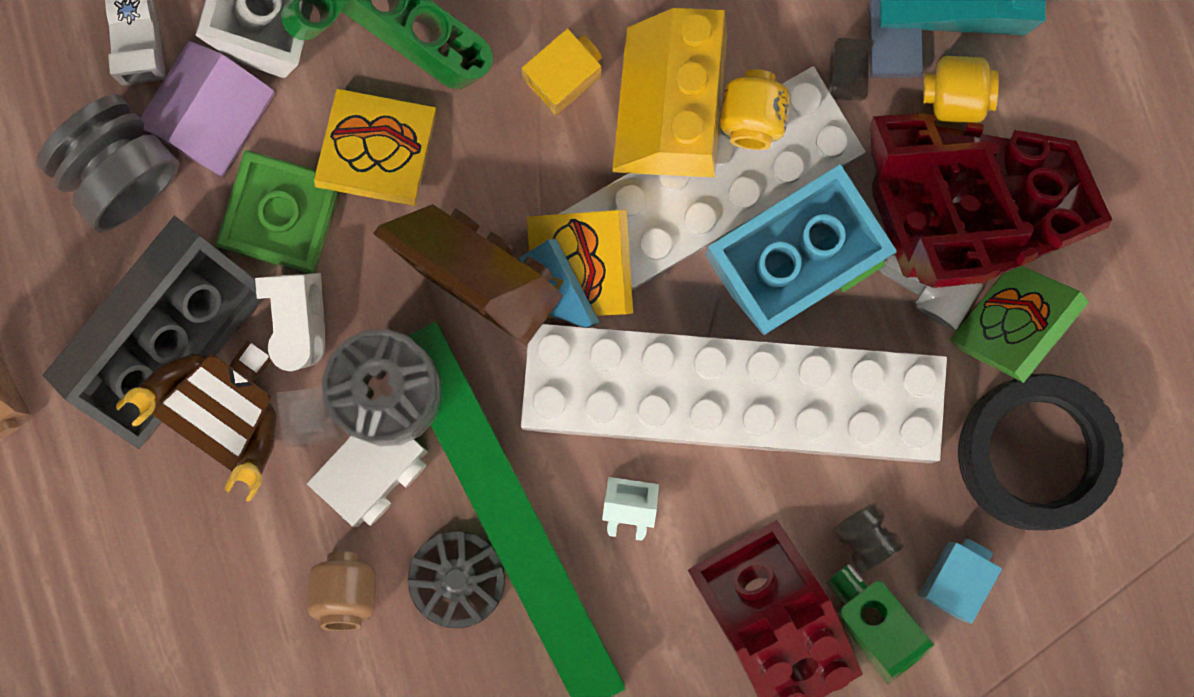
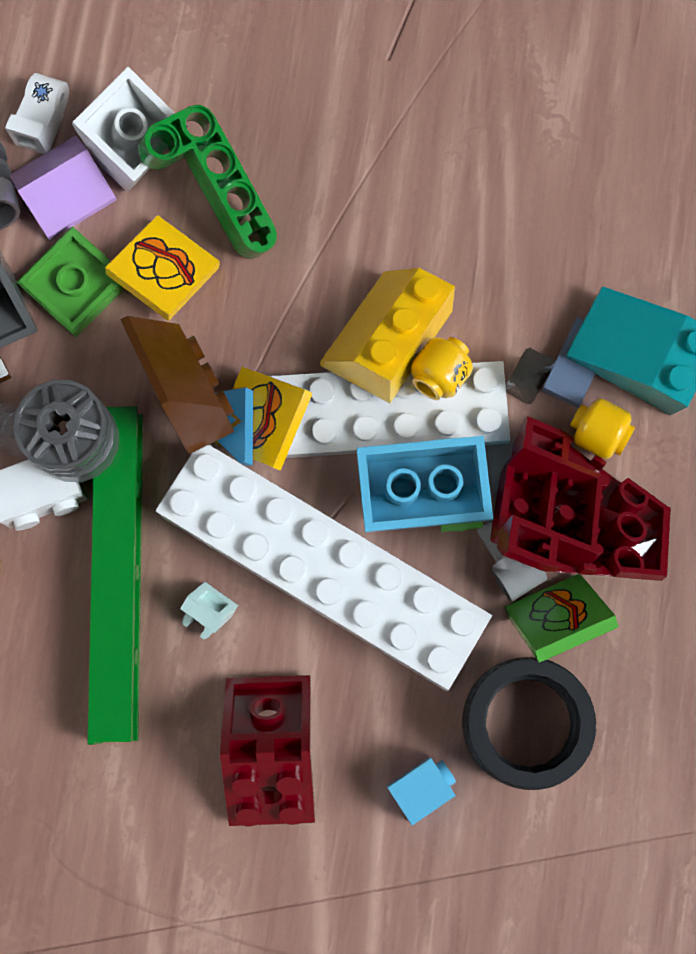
camera: 30 degrees right, 5 degrees down
(296, 319) = (43, 355): white leg -> none
(456, 579) = (55, 600): dark grey wheel -> none
(563, 70) = (322, 278): yellow brick -> none
(869, 540) = (369, 721): clear smoke wheel -> none
(888, 646) = (343, 809): green torso -> none

